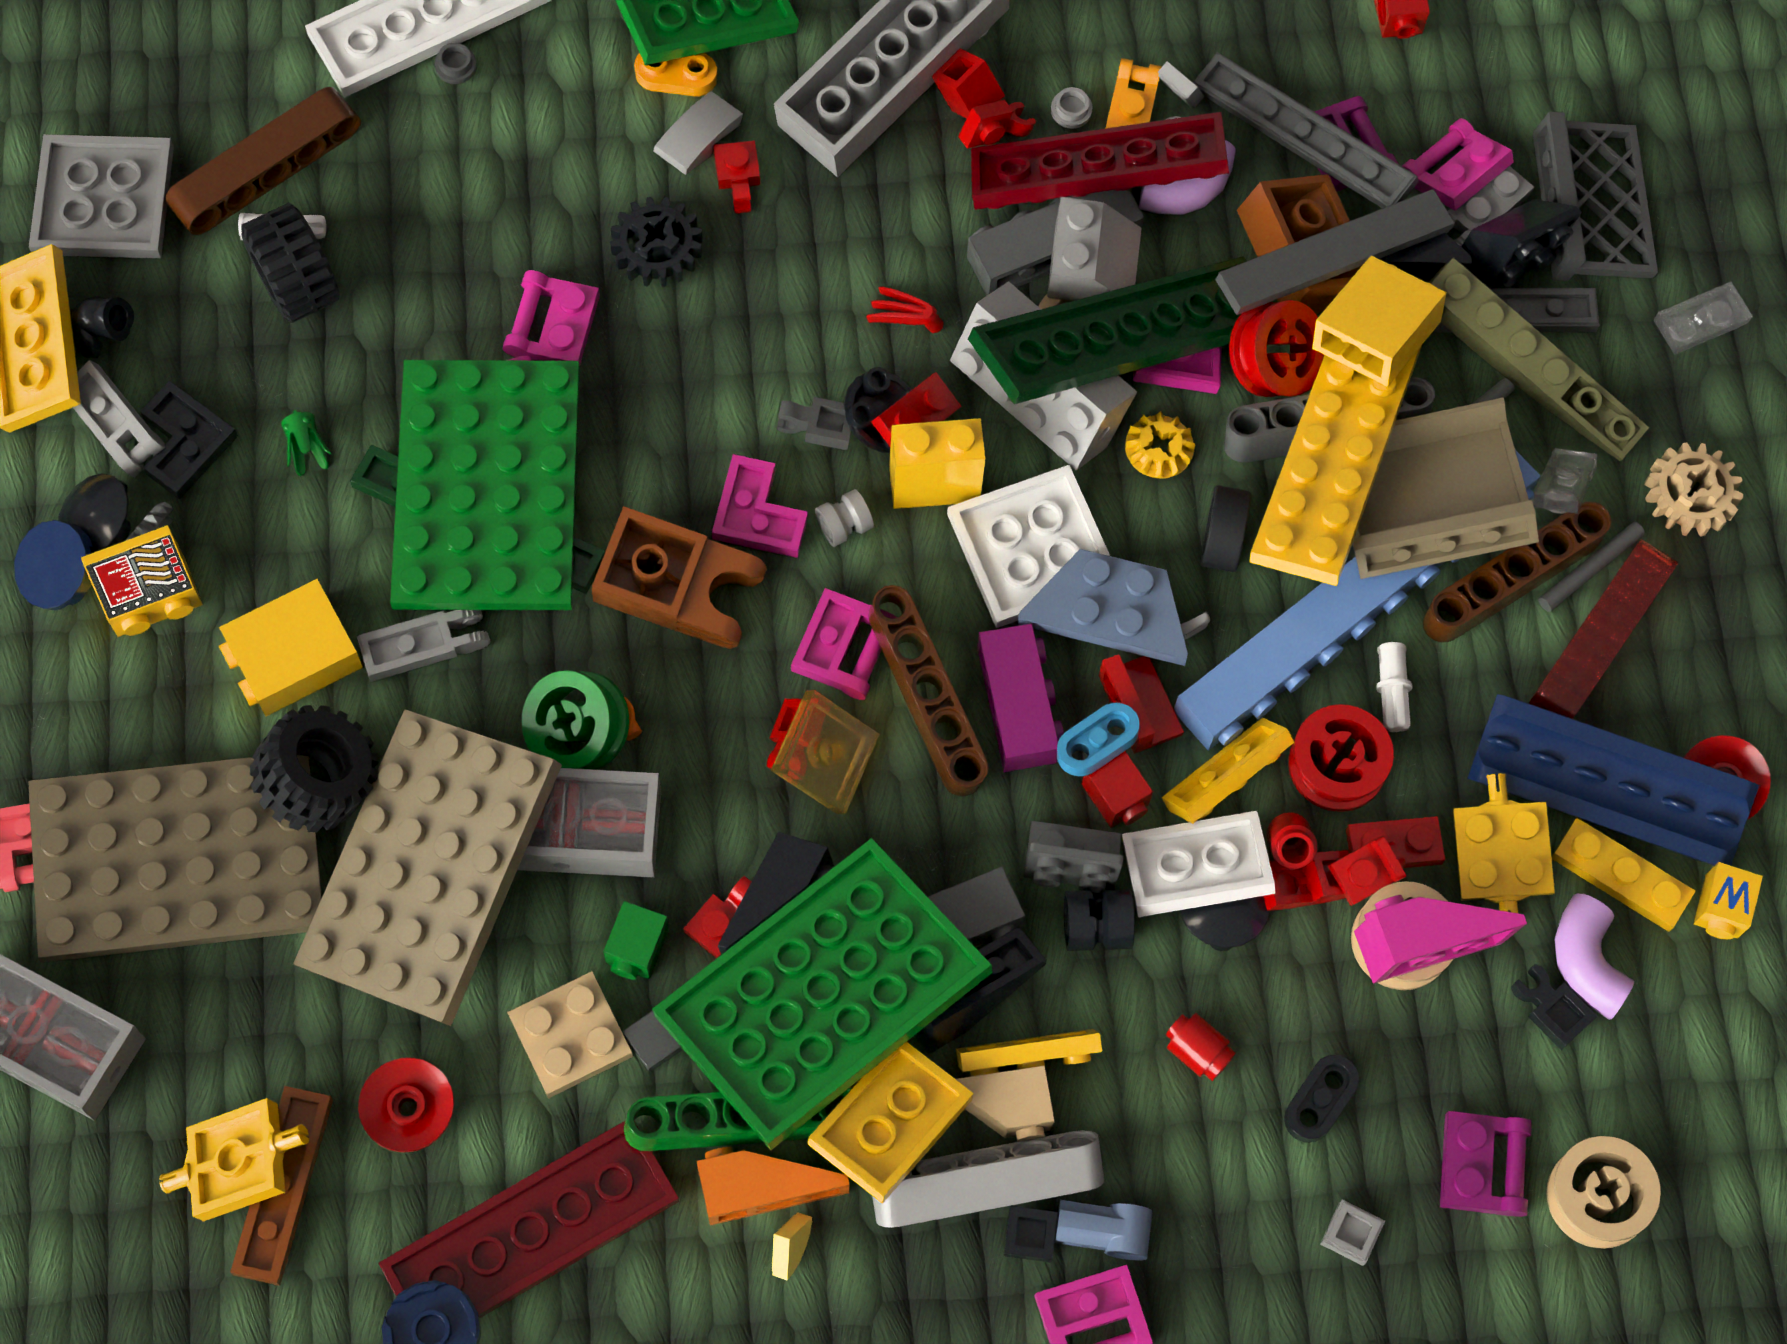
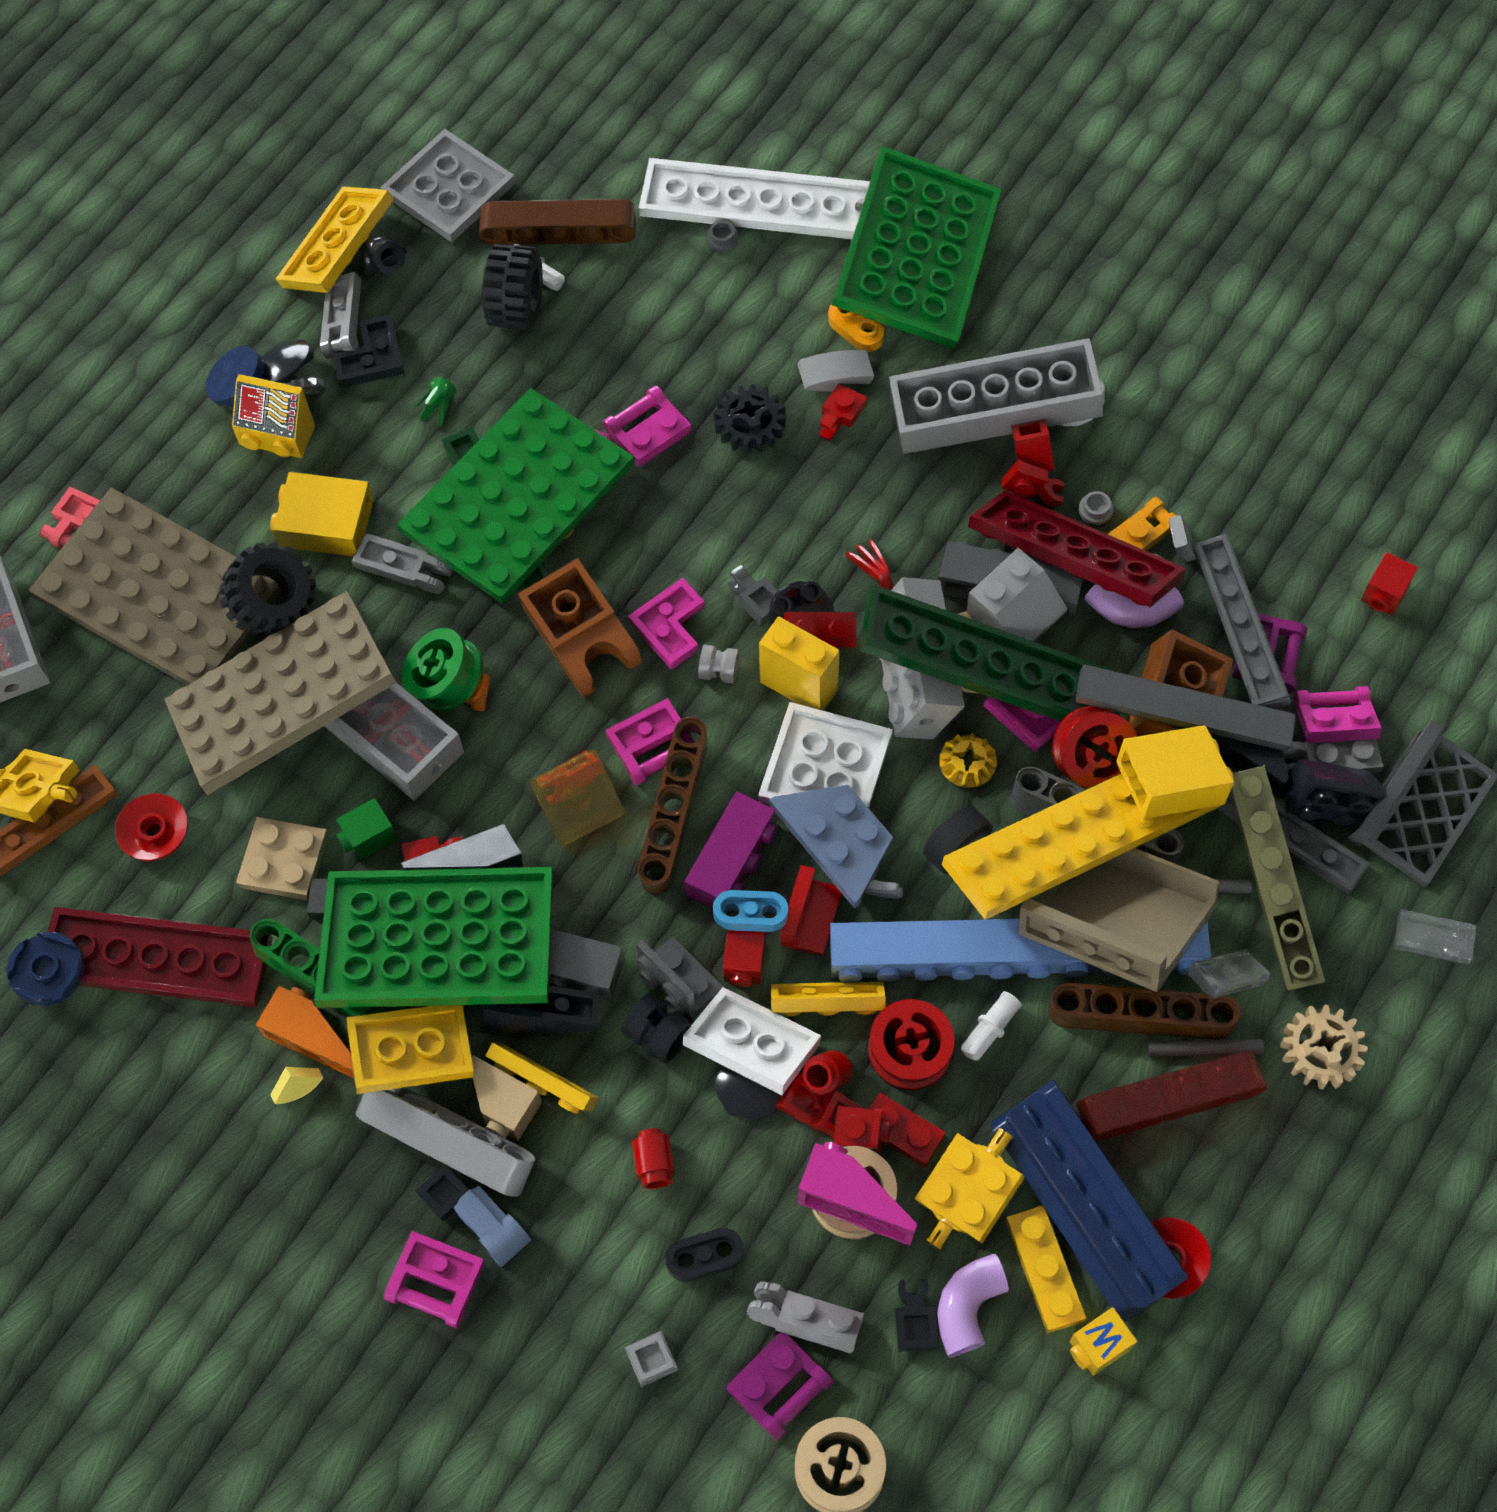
camera: 45 degrees right, 5 degrees down
(1460, 1082) = (806, 1317): none -> light grey hinge

